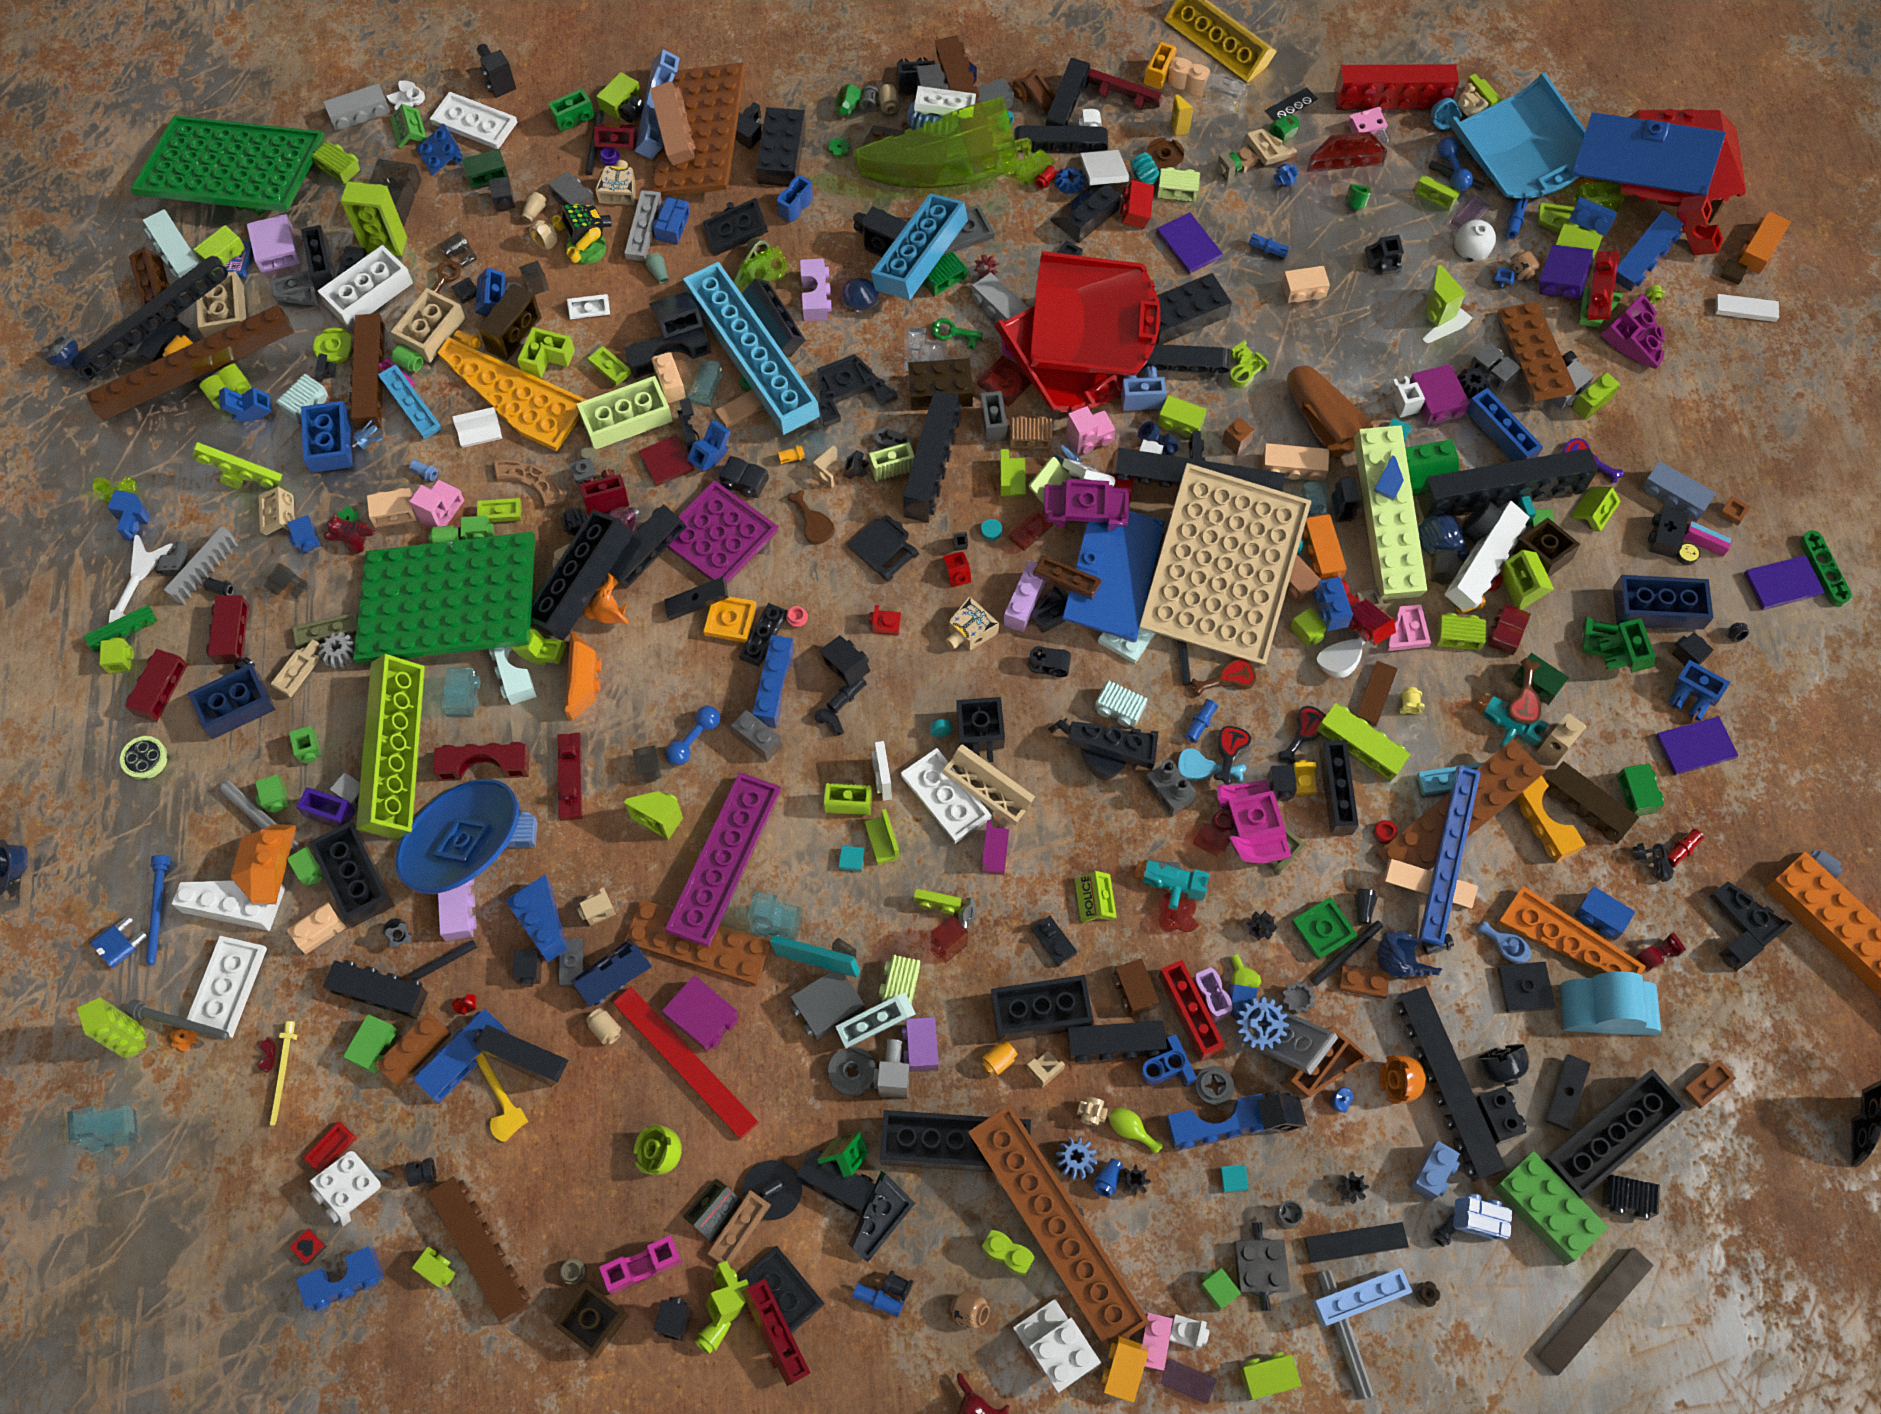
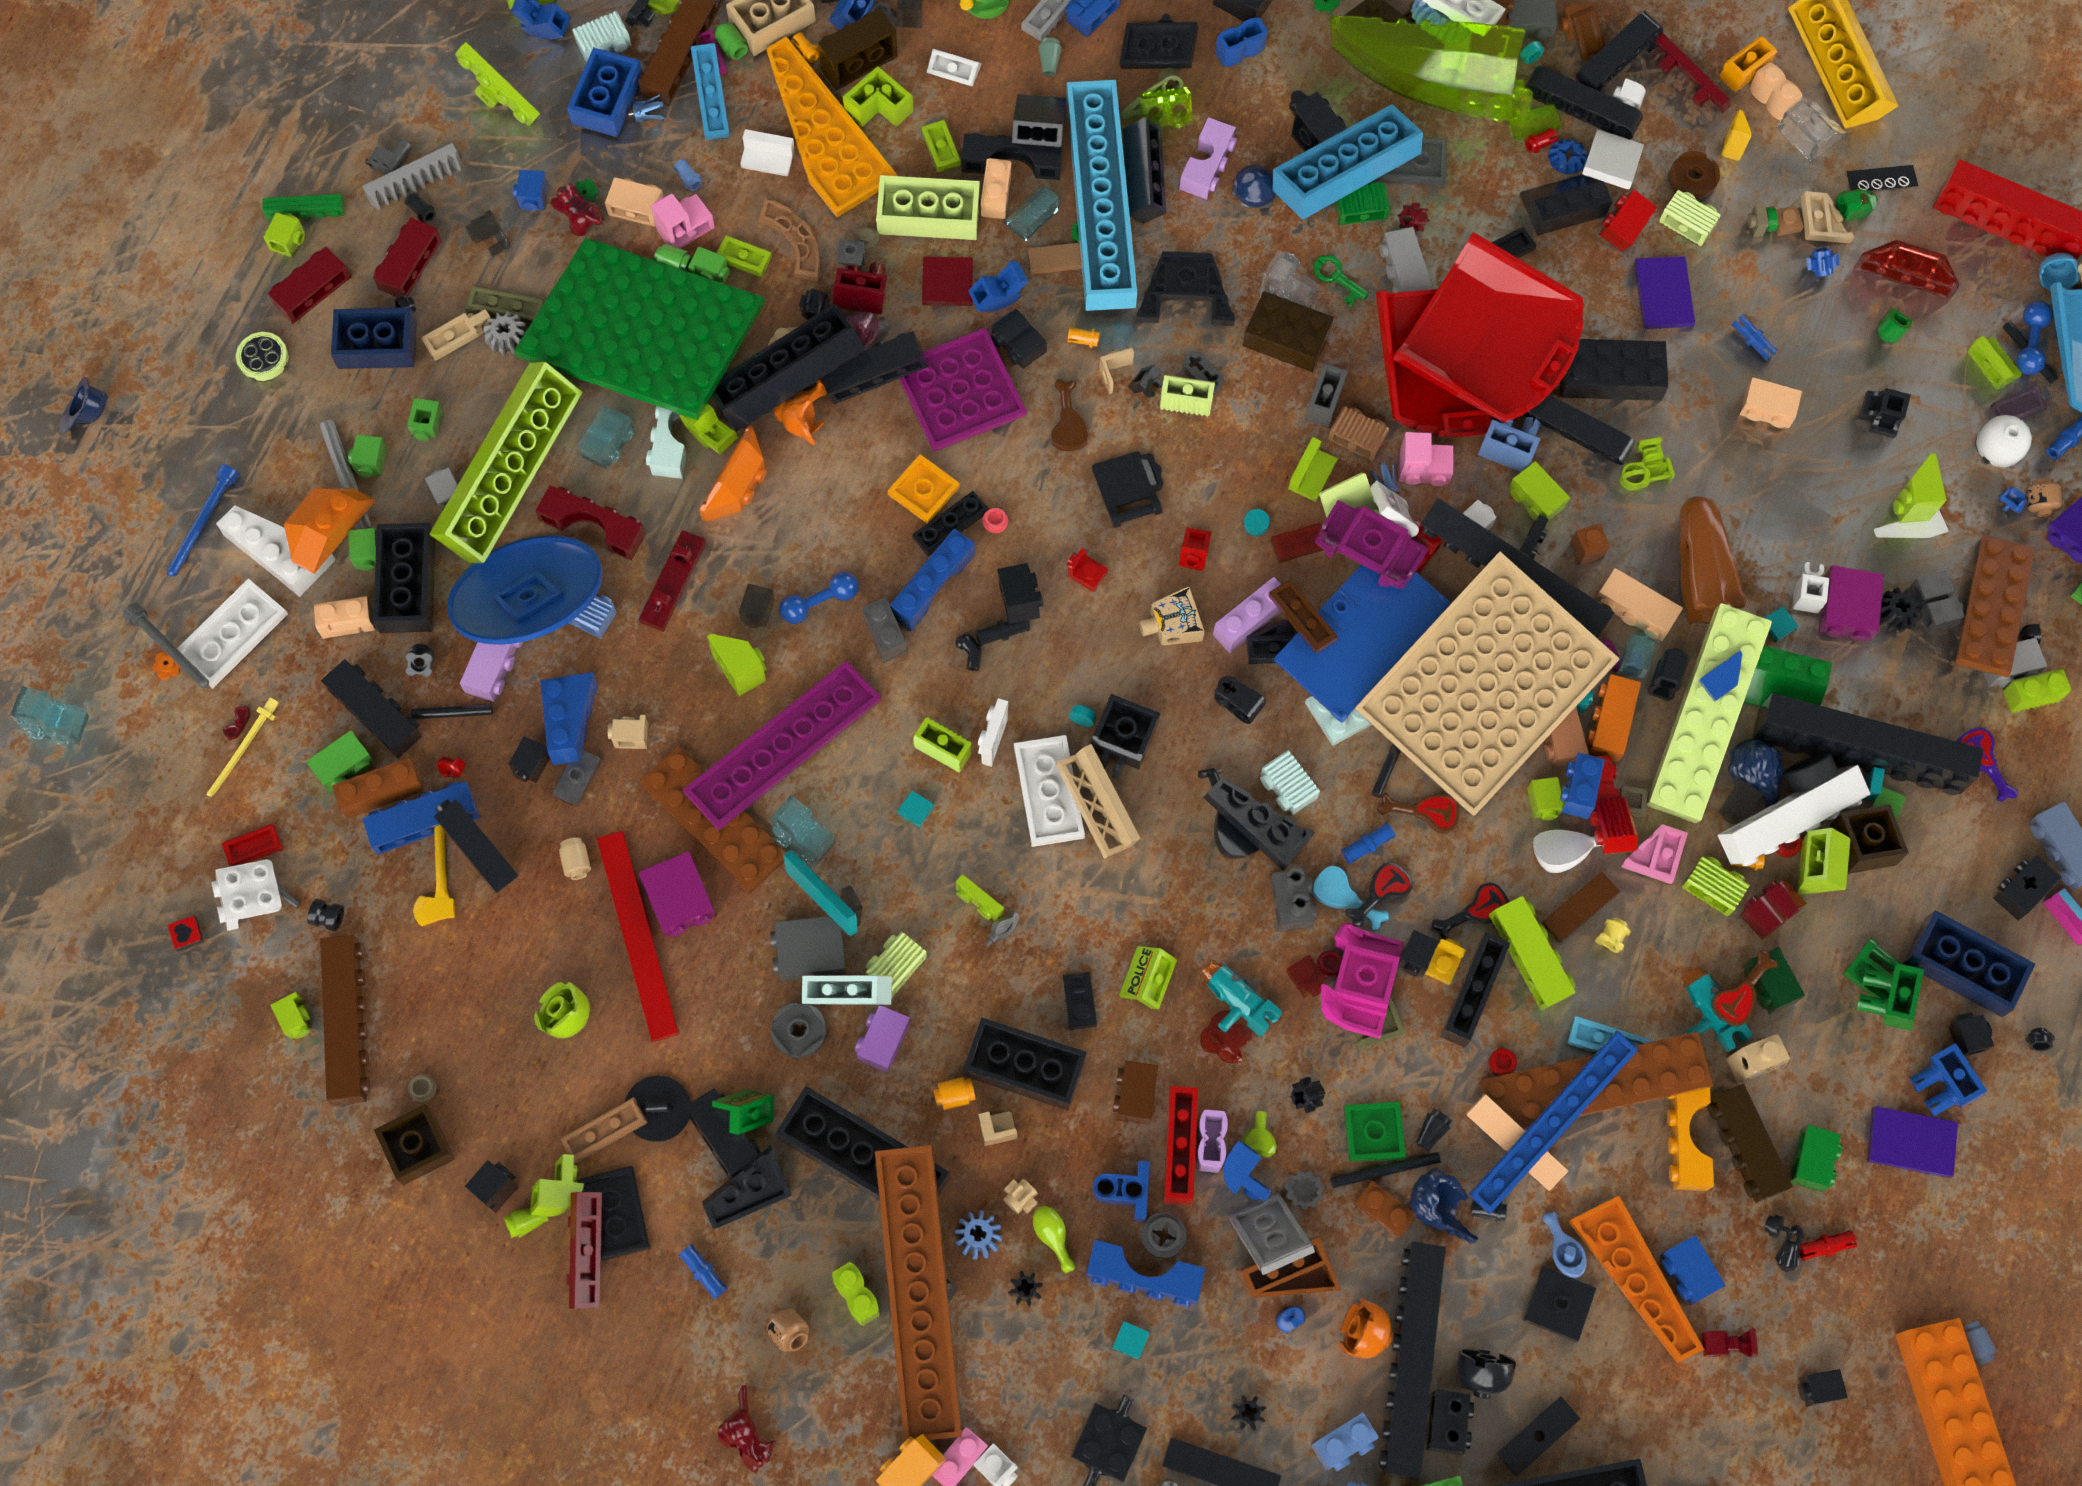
camera: 25 degrees right, 5 degrees up
(102, 485) = (355, 42): clear neon green piece -> none
(112, 1028) = (100, 623): lime brick -> none
(113, 943) = (145, 539): blue piece -> none
(129, 511) = (370, 85): blue brick -> none
(141, 566) = (356, 147): white piece -> none
(275, 510) = (516, 149): tan bracket -> none
(325, 808) = (411, 496): dark purple brick -> none
(362, 1272) = (224, 983): blue arch -> none
(611, 973) = (607, 807): dark blue wedge -> none
(632, 1270) = (479, 1117): dark pink arch -> none
(685, 415) = (986, 257): black piece -> none
(696, 598) = (898, 451): black tile -> none
(713, 1210) = (588, 1098): pearl dark grey panel -> none
(882, 839) = (957, 804): lime panel -> none
(892, 1075) = (833, 1053): light grey brick -> none
(897, 1285) = (730, 1268): black bush -> none
(931, 456) = (1232, 410): black brick -> none
(948, 939) = (966, 944): clear red brick -> none
(960, 536) = (1215, 513): black piece -> none
(995, 849) = (1069, 873): magenta panel -> none
(1005, 377) = (1362, 359): clear red tile -> none
(1056, 1345) = (854, 1410): white bracket -> none
(1108, 1178) = (1000, 1272): blue cone -> none
(1116, 1041) = (1085, 1137): black brick -> none
(1145, 169) = (1658, 183): teal gear -> none
(1150, 432) = (1492, 494): dark blue arm -> none
(1219, 1288) = (1051, 1441): bright green brick -> none
(1261, 1032) = (1233, 1189): medium blue gear -> none
(1281, 1112) = (1214, 1298): black brick -> none
(1292, 1211) = (1166, 1405): dark grey wheel -> none
(1369, 120) = (1958, 244): bright pink piece -> none
(1503, 427) = (1902, 677): blue brick -> none
(1597, 506) = (1961, 819): lime panel -> none
(1611, 1005) = (1641, 1371): medium azure brick -> none
(1688, 554) = (2036, 923): tile -> none
(1748, 914) = (1856, 1355): black wing -> none

